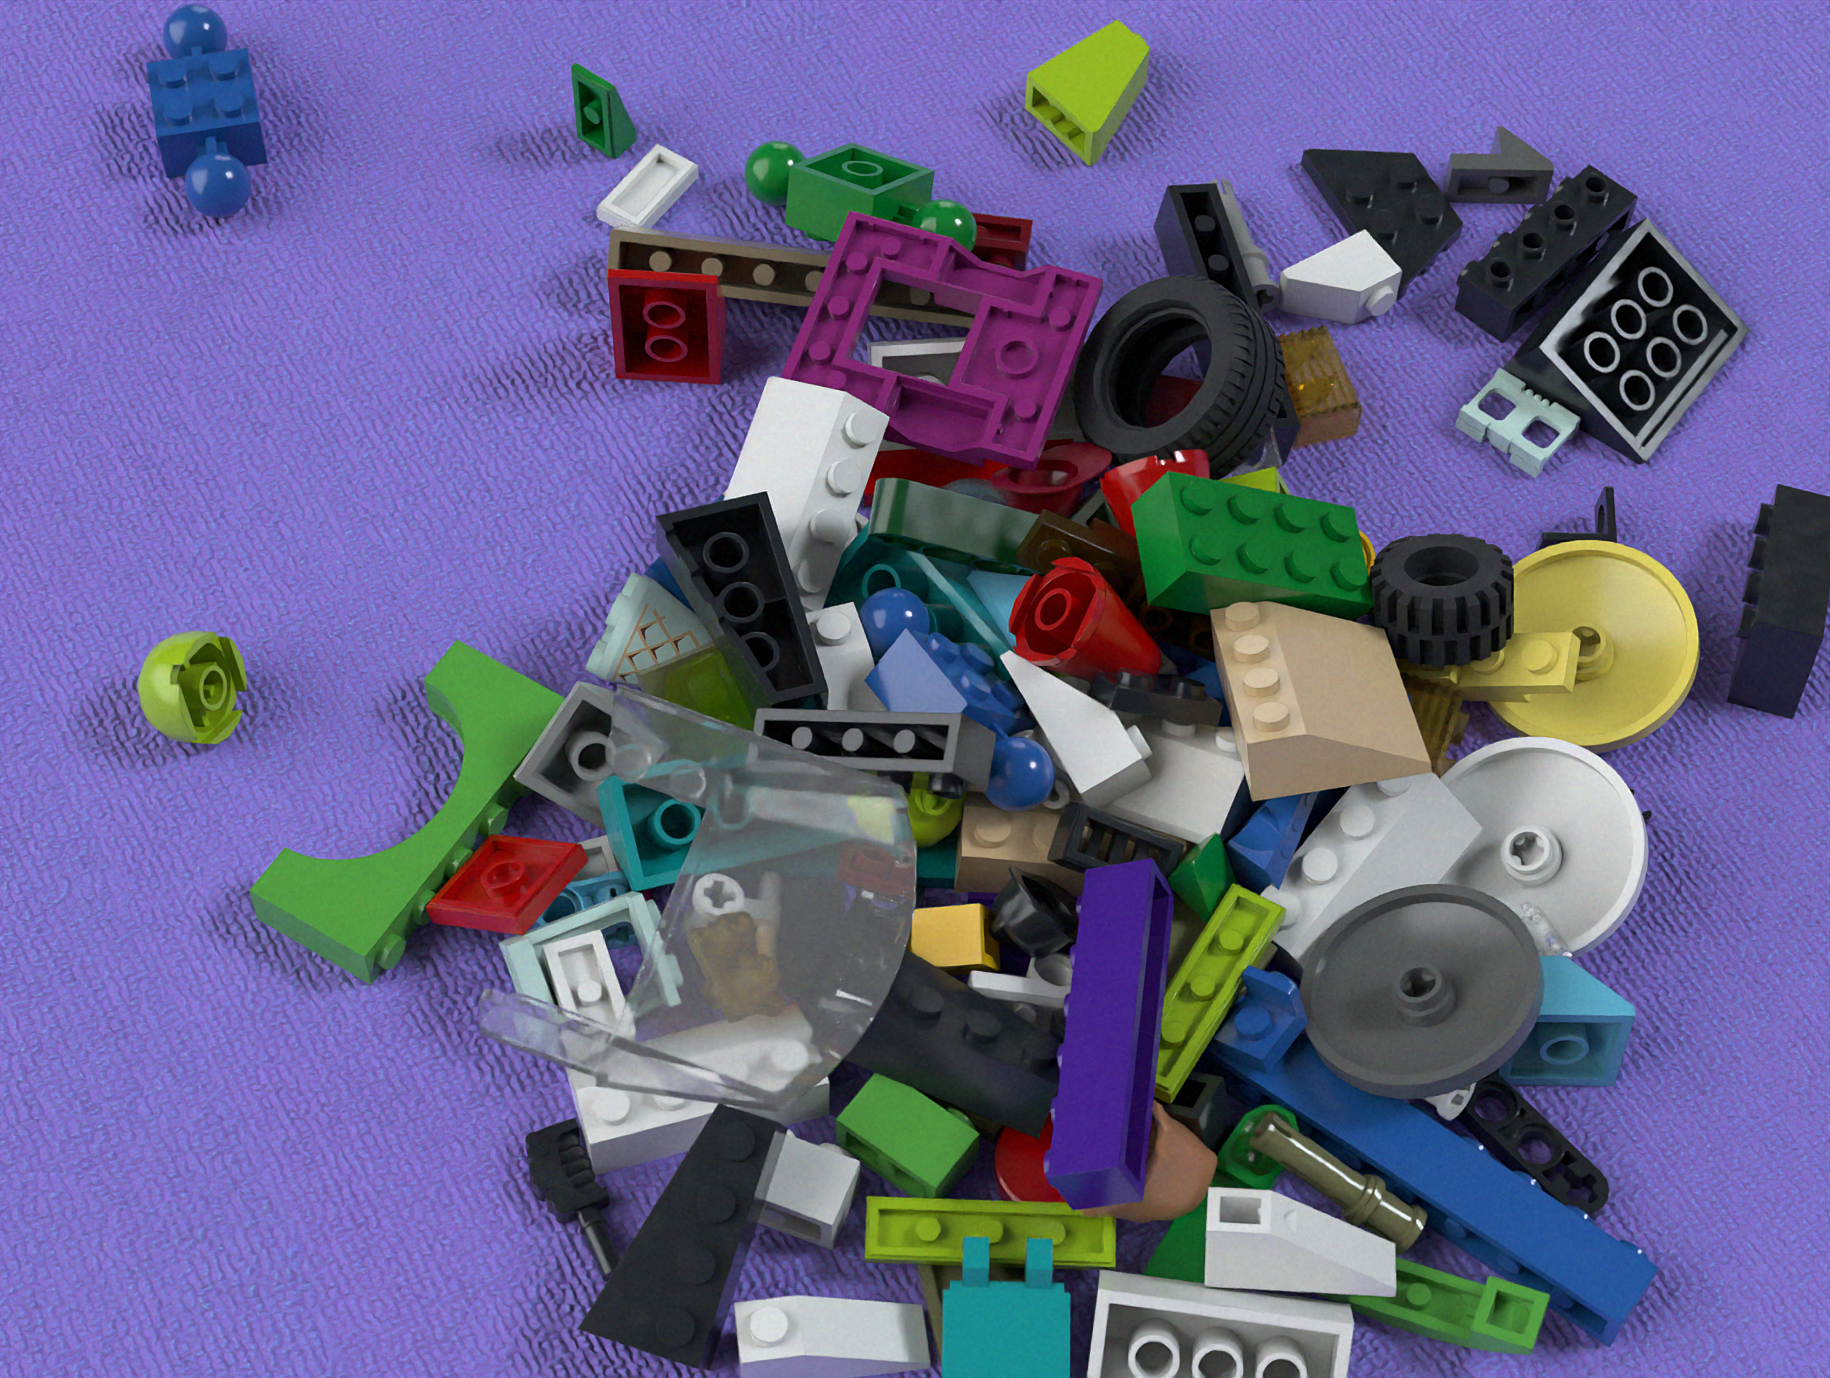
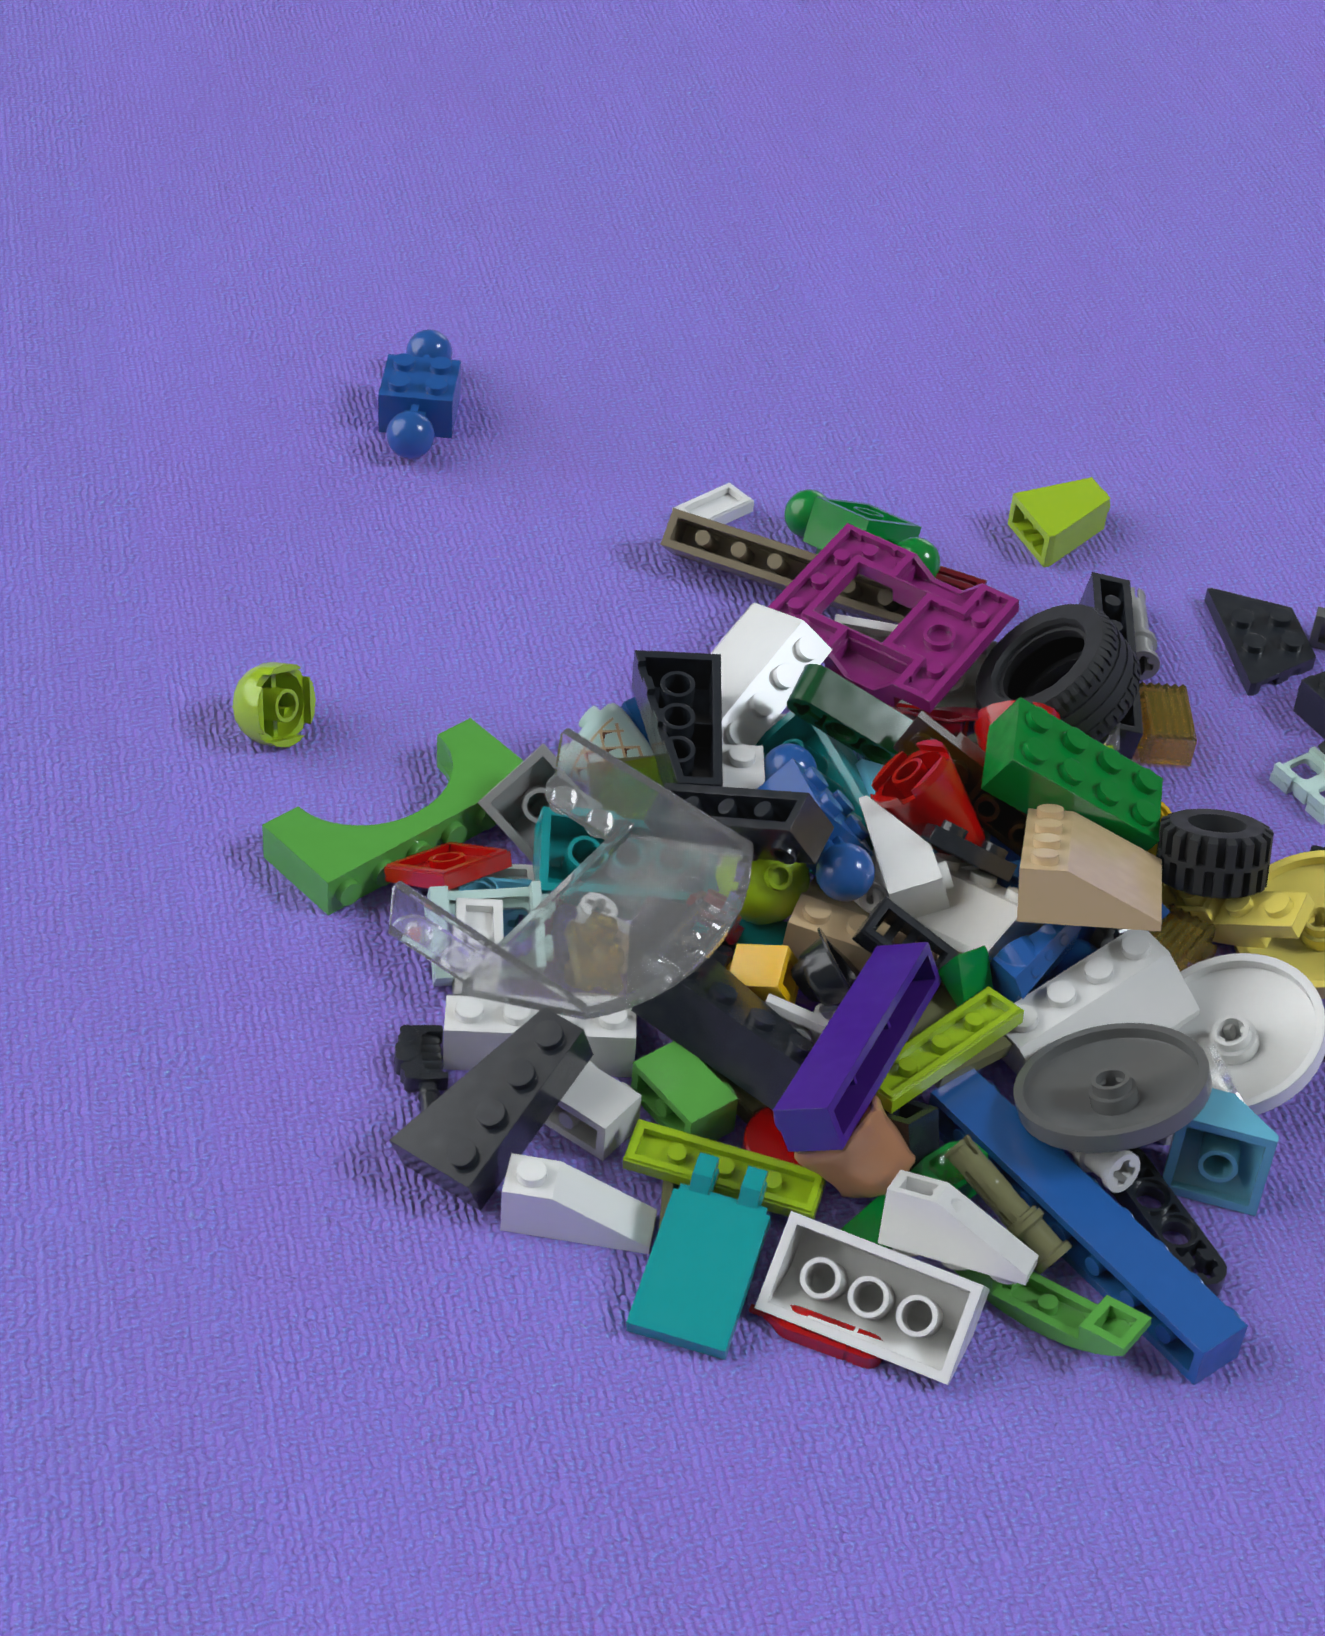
camera: 15 degrees right, 15 degrees down
(600, 113) = (694, 451): green slope -> none
(667, 326) = (694, 571): red slope -> none
(1264, 1021) = (984, 1082): blue bracket -> none
(1342, 282) = (1208, 668): white slope -> none

